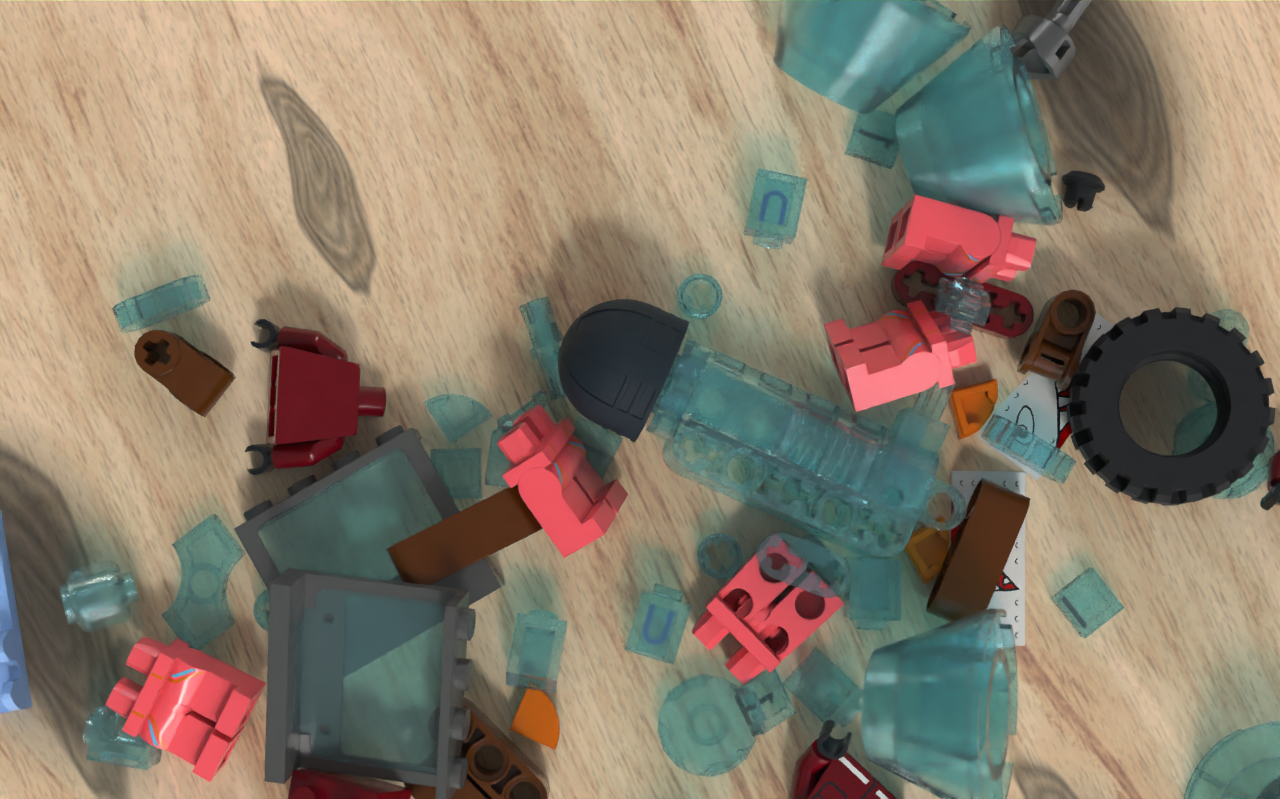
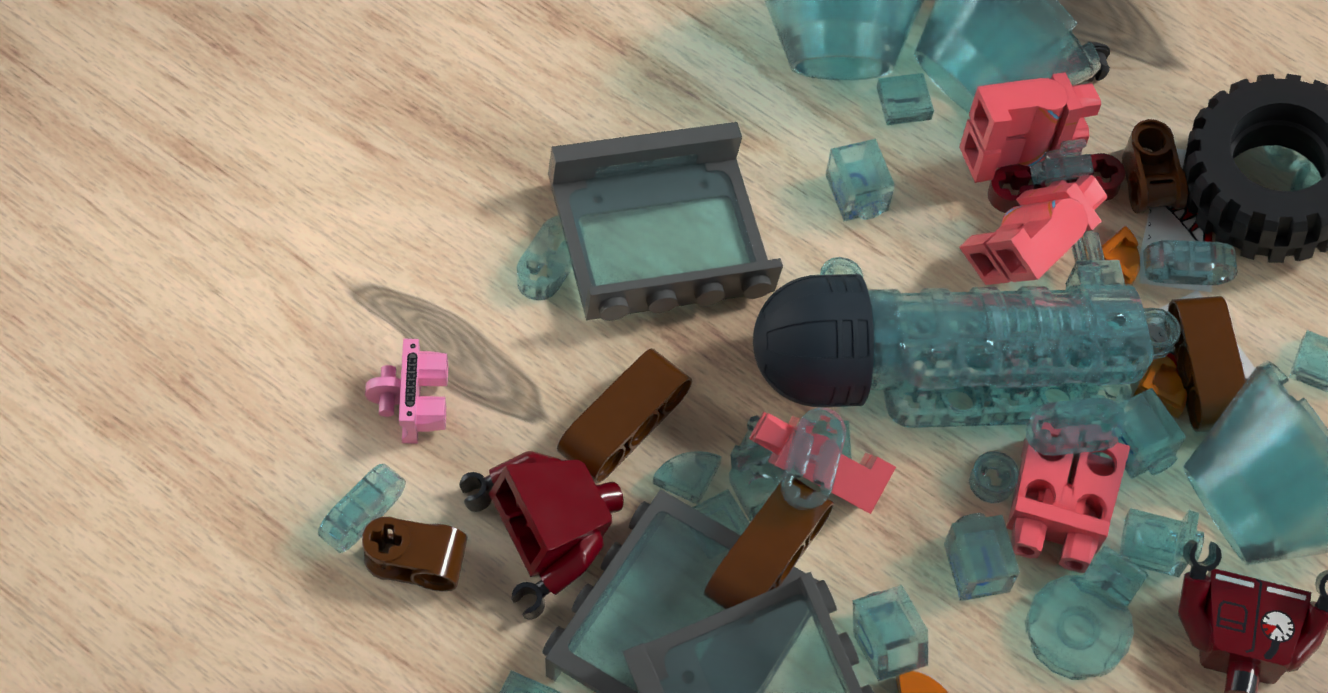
camera: 30 degrees left, 25 degrees down
(248, 231) = (415, 411): none -> bright pink hips
(429, 332) = (625, 414): none -> reddish brown beam
(443, 129) = (538, 254): none -> clear light blue beam
(538, 503) = (826, 461): none -> clear light blue beam
(546, 342) = (737, 379): clear light blue pin -> none
(566, 159) = (659, 221): none -> panel

